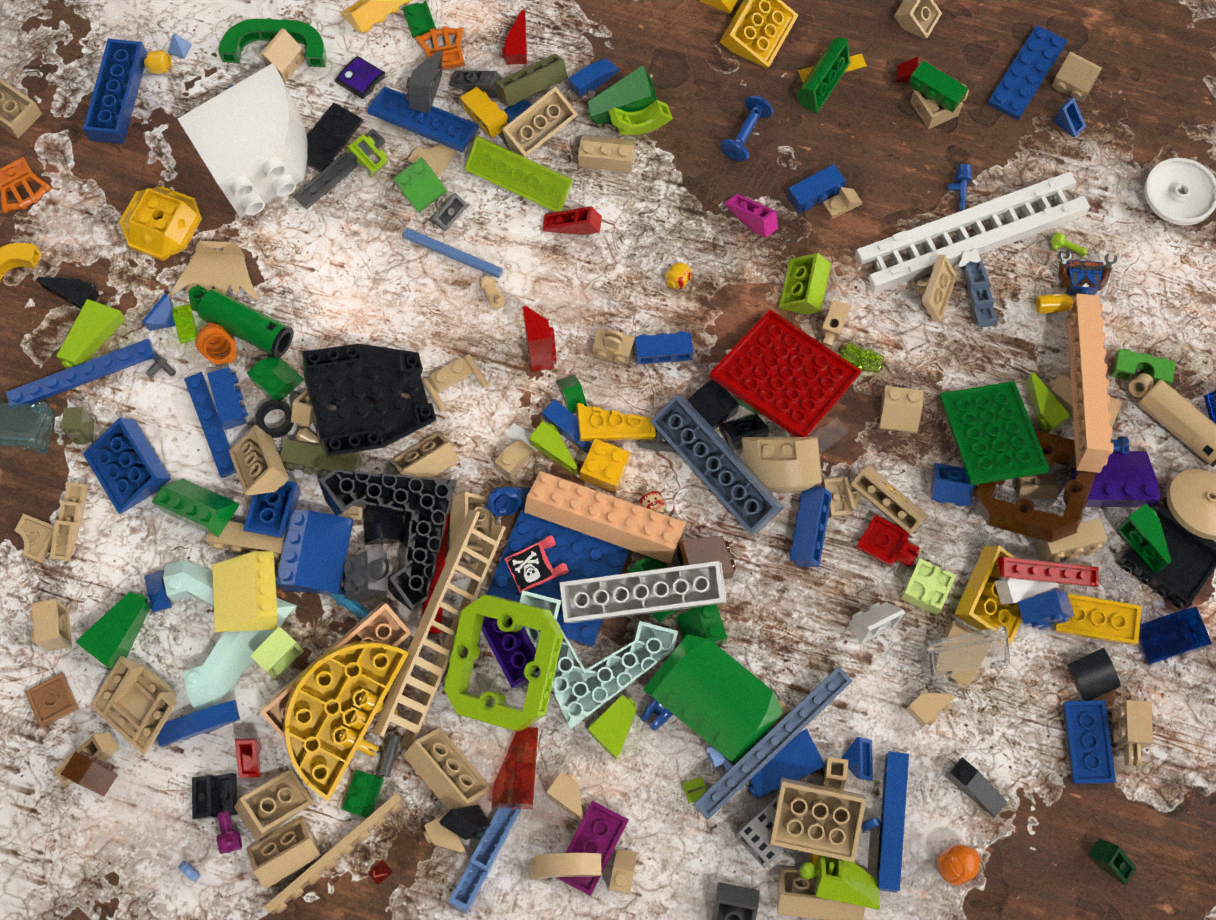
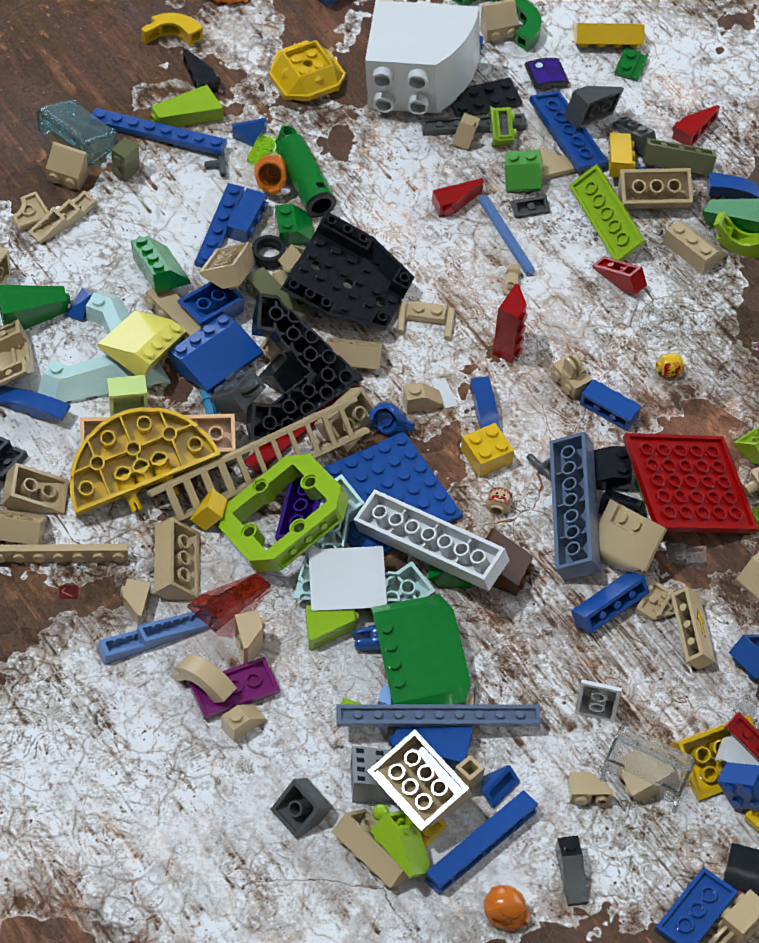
camera: 35 degrees right, 15 degrees down
(32, 471) = (67, 166): none -> tan slope
(126, 464) = (135, 208): blue slope -> none
(216, 269) = (319, 129): tan piece -> none
(248, 757) = (47, 444): red slope -> none
(341, 180) = (466, 131): none -> tan slope
(363, 794) = (104, 531): green plate -> none
(382, 253) = (453, 198): none -> red slope
(389, 755) = (145, 521): dark grey pin -> none
(436, 703) = (209, 510): none -> yellow slope
(452, 54) = (632, 102): orange plate -> none
(466, 822) = (158, 597): black slope -> none
(532, 566) = (367, 474): flag -> none
(549, 442) = (458, 405): lime slope -> none
(572, 392) = (508, 389): green slope -> none
(601, 677) = (347, 578): none -> white sticker
(604, 517) = (451, 477): light nougat brick -> none
(612, 425) = (518, 426): yellow wing -> none
(704, 623) = (466, 605): green slope -> none
(870, 825) = (461, 831): blue tile -> none
(888, 543) = (663, 658): red plate -> none
(928, 587) = (666, 709): yellowish green piece -> none

